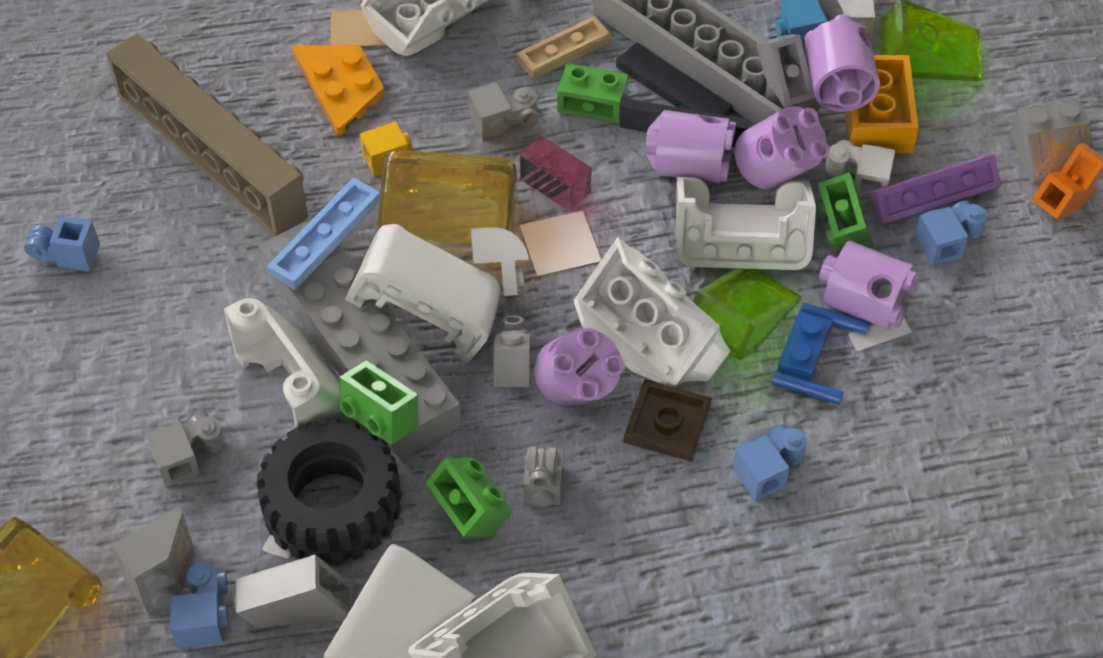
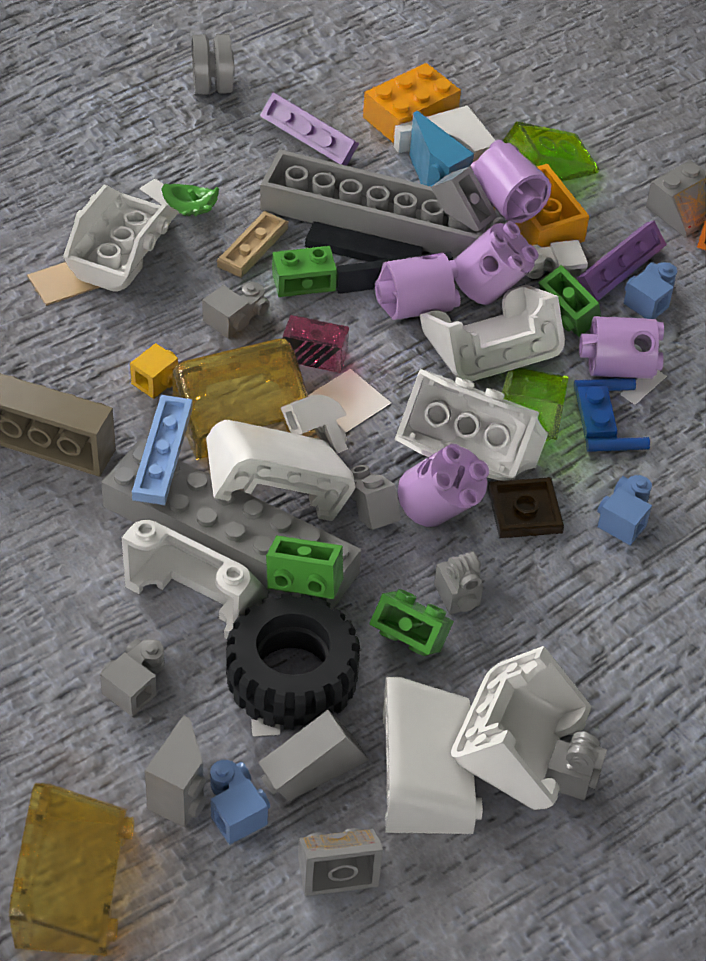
camera: 30 degrees left, 5 degrees down
(340, 80) = (73, 328): light orange wing -> none

